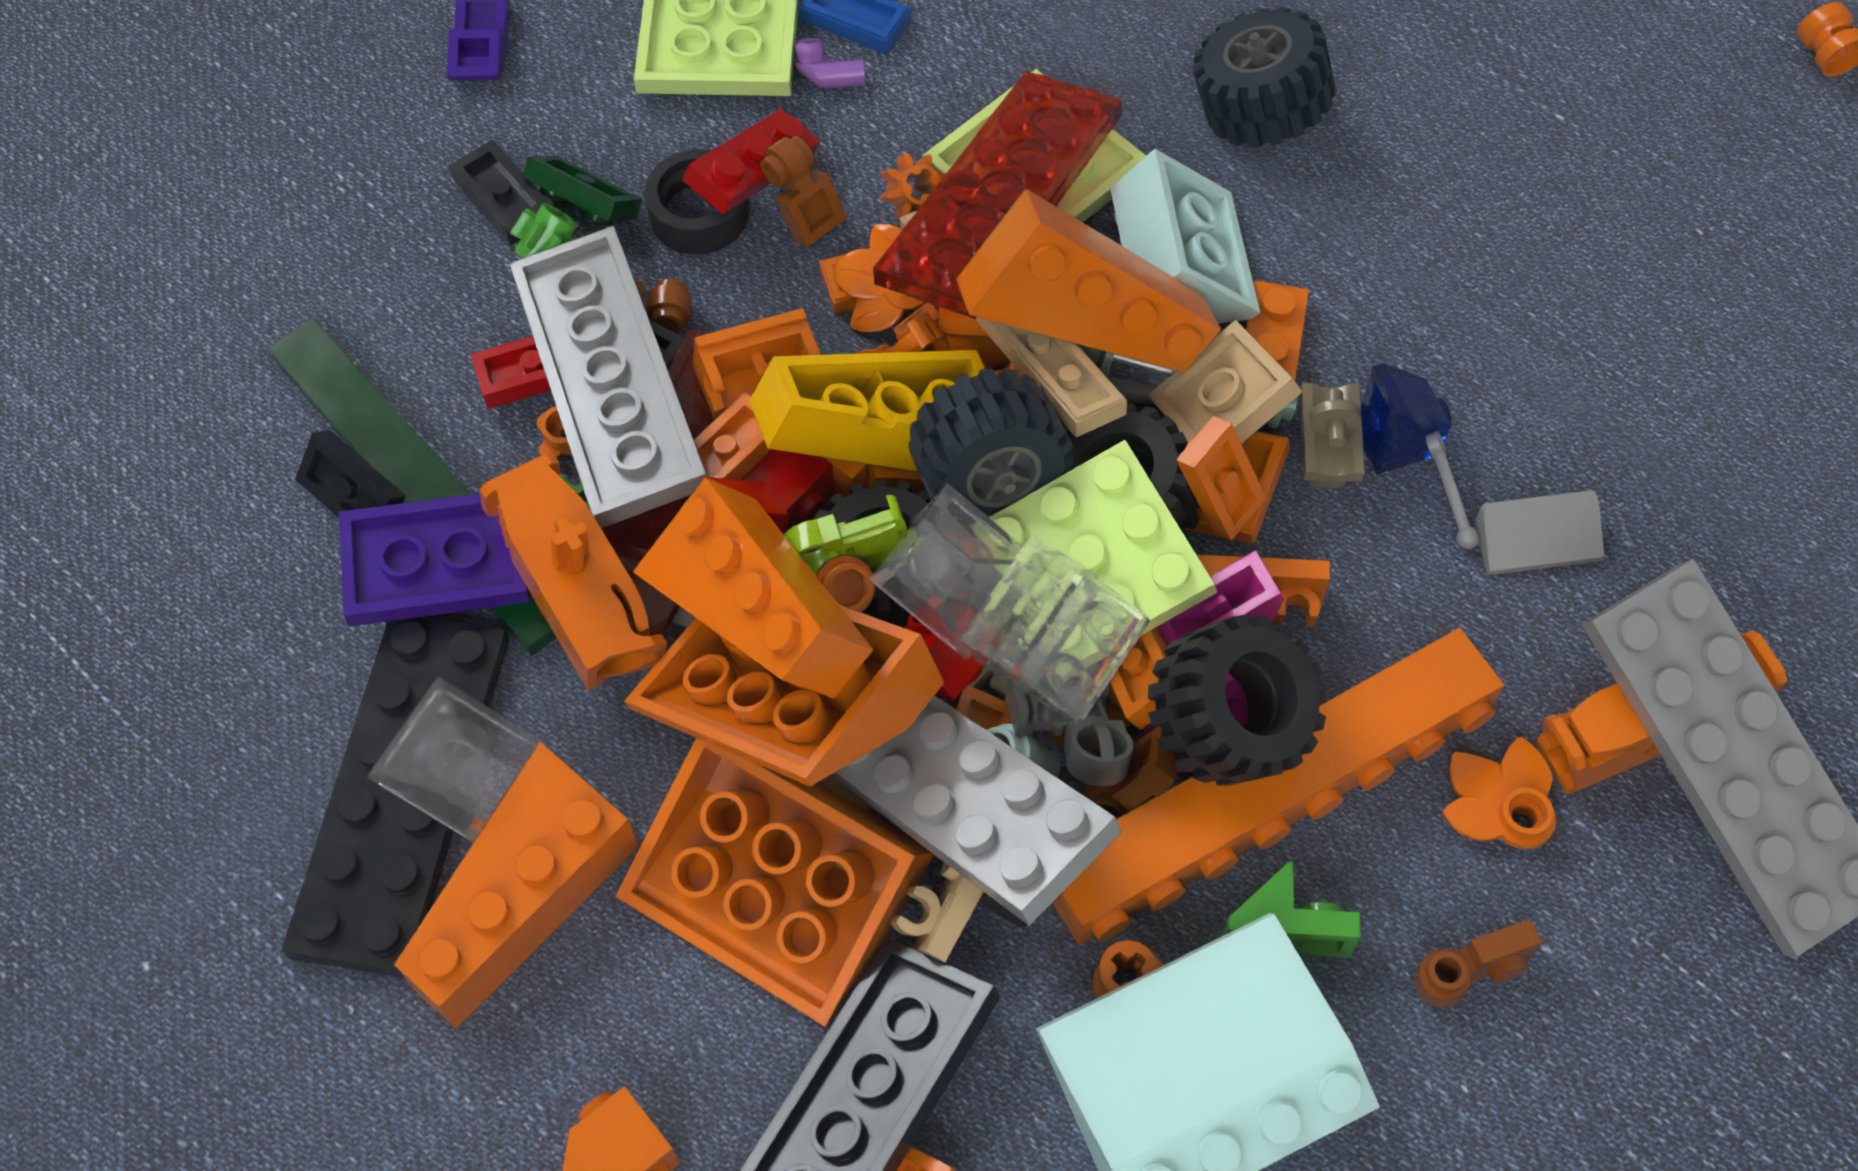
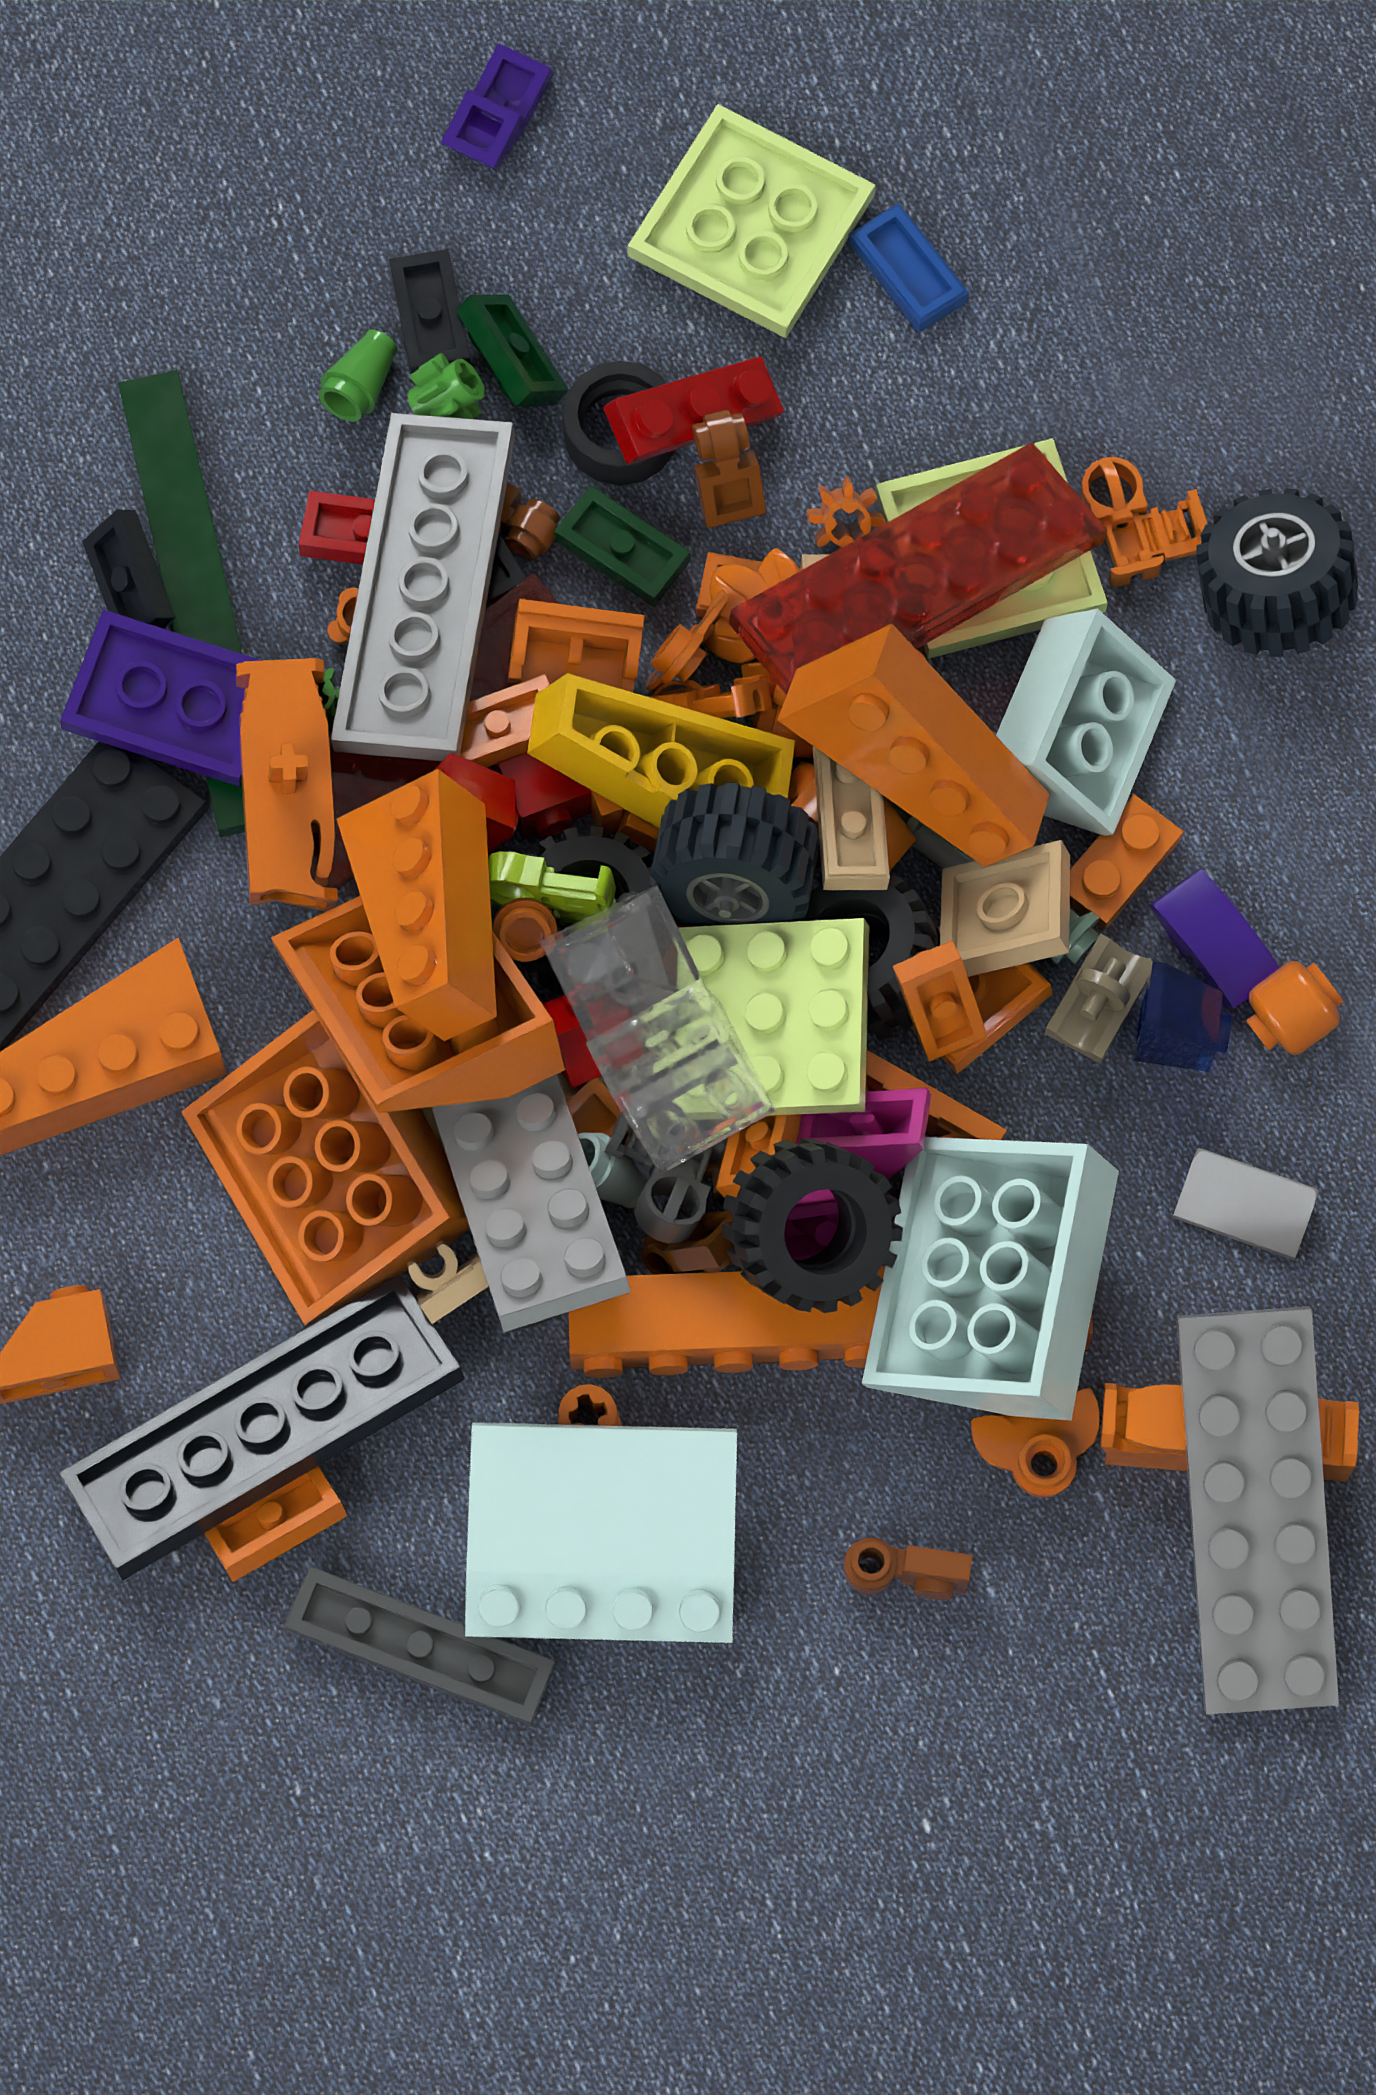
camera: 25 degrees right, 10 degrees up
(454, 759) = (98, 911): clear slope -> none
(467, 260) = (358, 376): none -> bright green cone
(747, 284) = (622, 546): none -> dark green plate
(825, 72) = (835, 323): medium lavender arm -> none
(845, 326) = (681, 650): none -> orange plate
(1149, 109) = (1143, 534): none -> orange piece
(1313, 930) = (782, 1465): bright green slope -> none
(1365, 340) = (1215, 936): none -> dark purple slope
(1407, 677) = (993, 1275): none -> light aqua slope
(1467, 536) = (1188, 1067): light grey hinge -> none
(1480, 370) = (1294, 1008): none -> orange head

